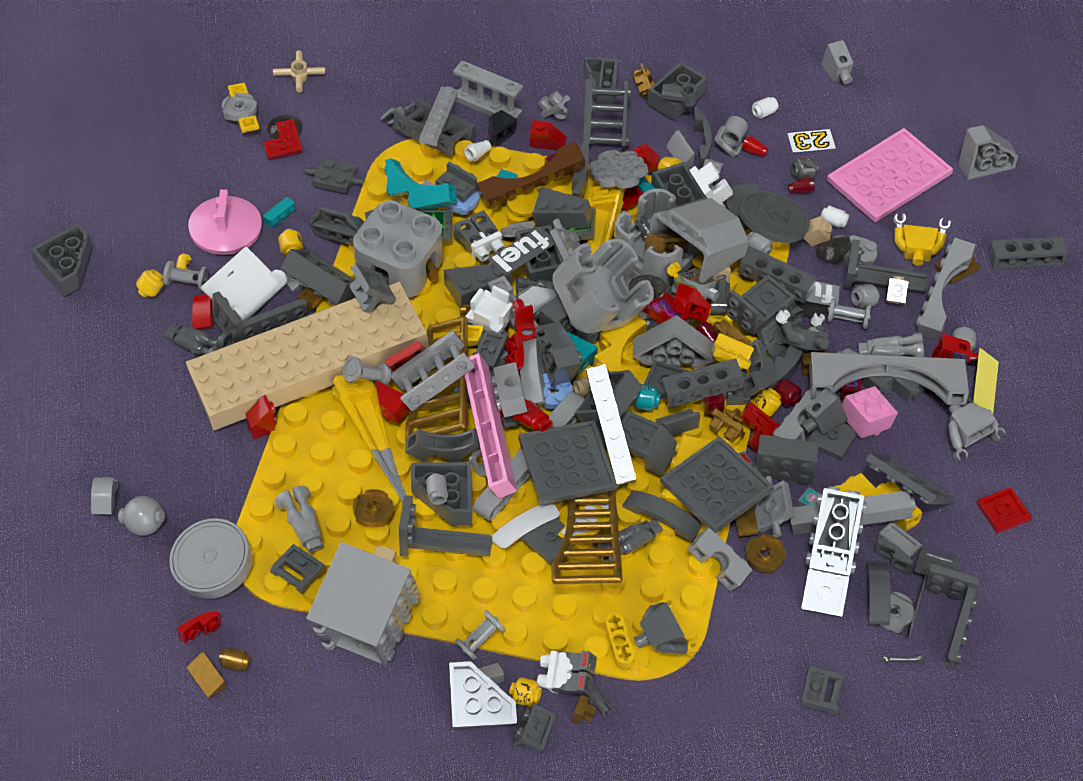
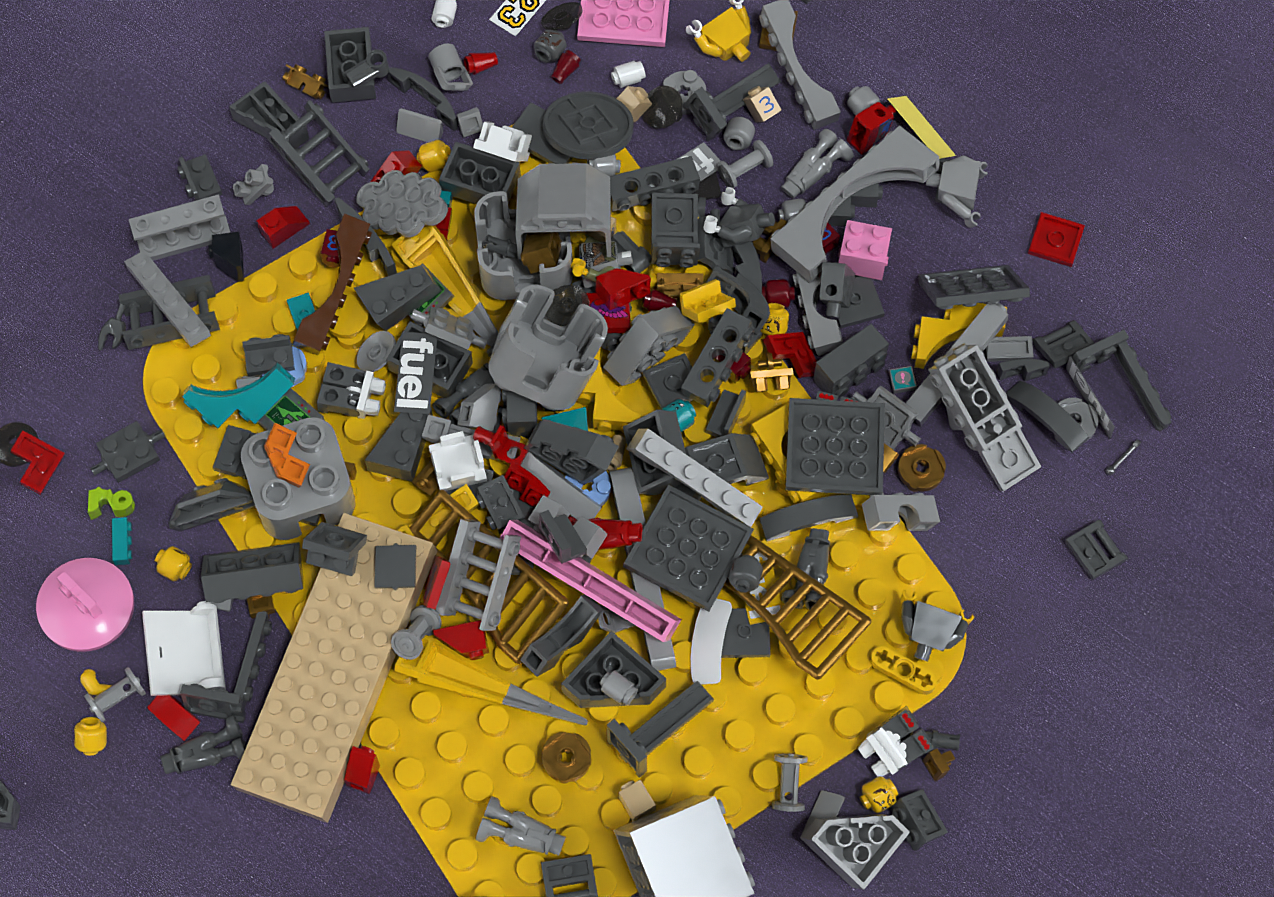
camera: 45 degrees left, 15 degrees up
(300, 193) = (120, 502): none -> lime leg
(392, 326) = (395, 566): none -> dark grey piece
(398, 212) = (285, 466): none -> orange tile
(476, 150) = (241, 301): white cone -> none
(496, 383) = (561, 536): none -> dark grey panel
(532, 82) = (200, 177): none -> dark grey bracket
(582, 500) = (745, 573): none -> dark grey head
(829, 161) = (562, 16): none -> clear smoke dish

